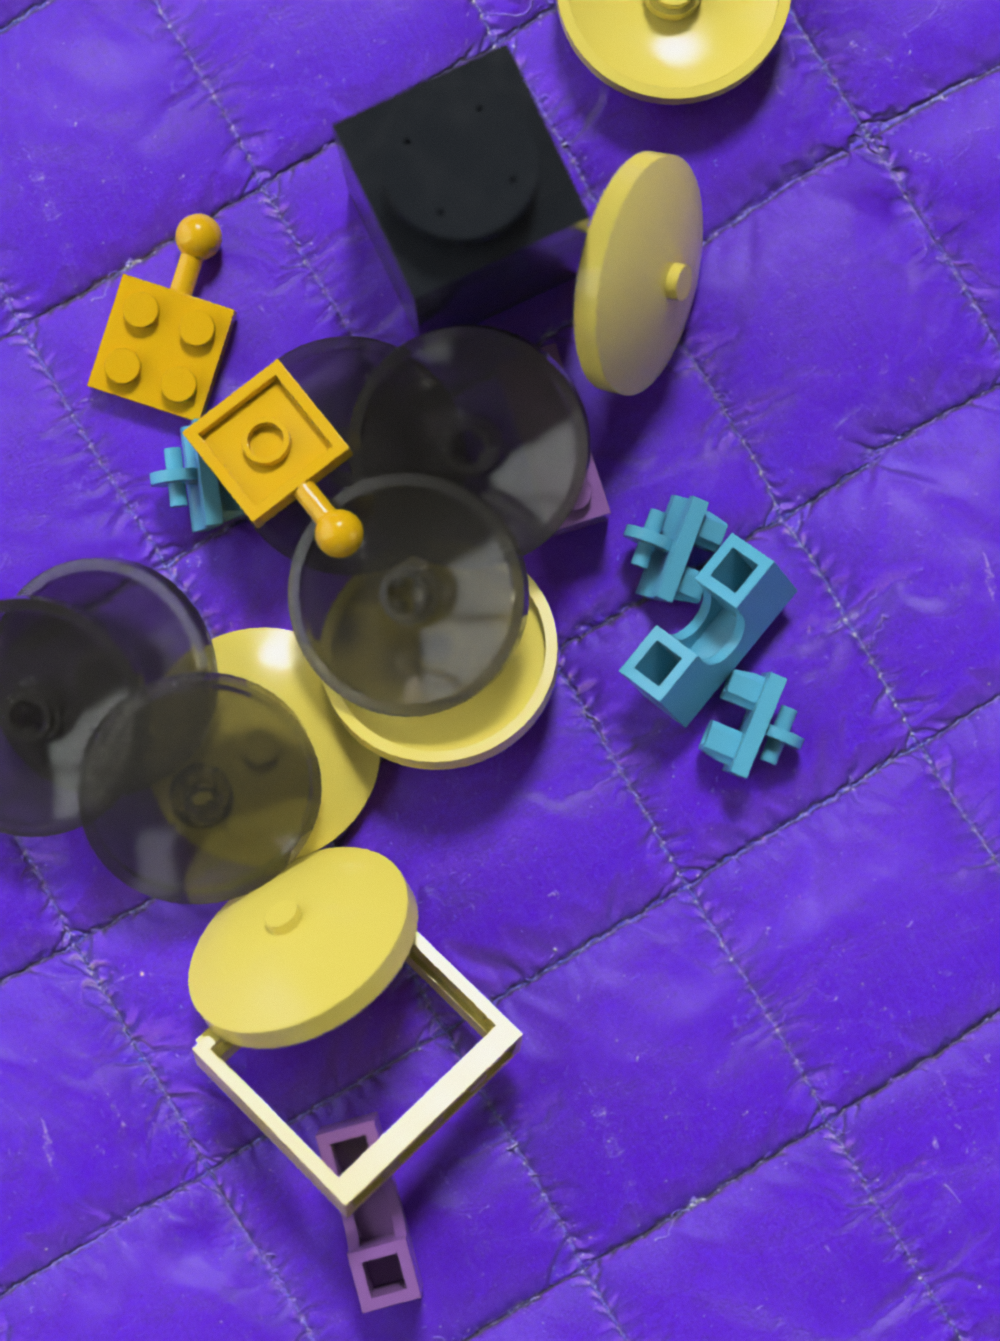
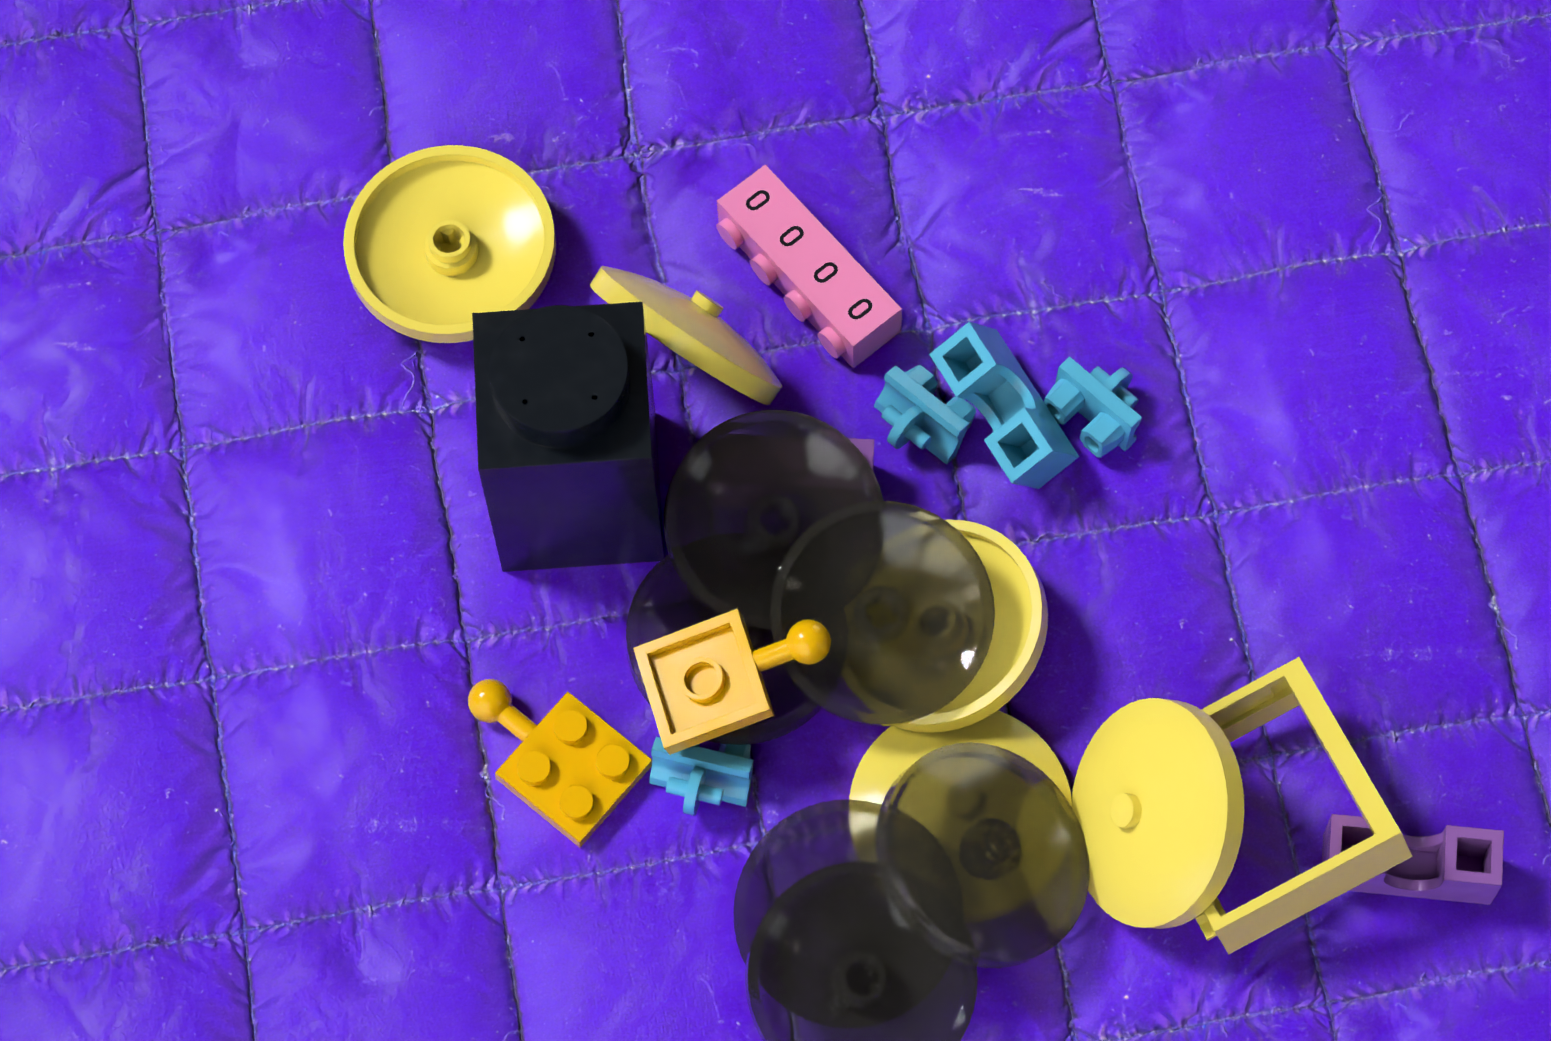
camera: 65 degrees left, 20 degrees down
(798, 366) = (808, 267): none -> bright pink brick

